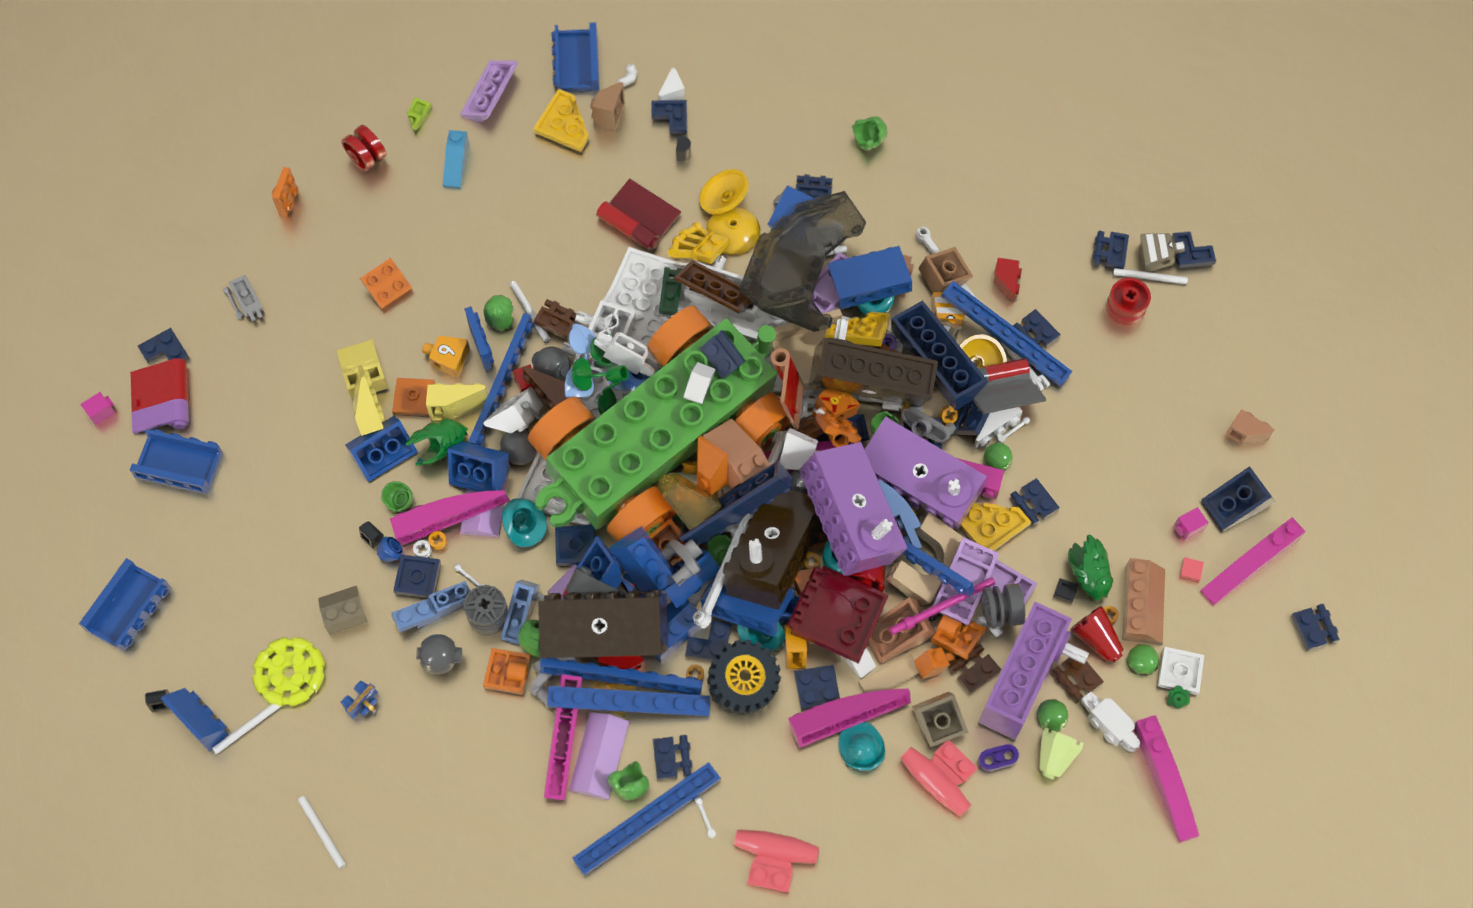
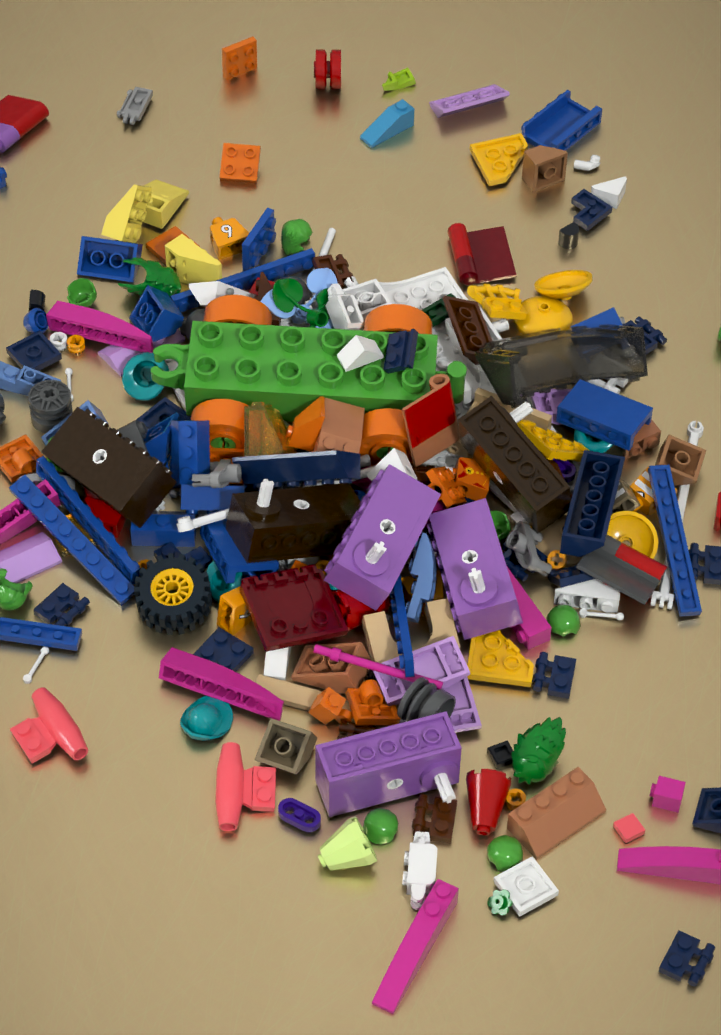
camera: 45 degrees right, 15 degrees down
(161, 344) = (48, 94): dark blue plate -> none

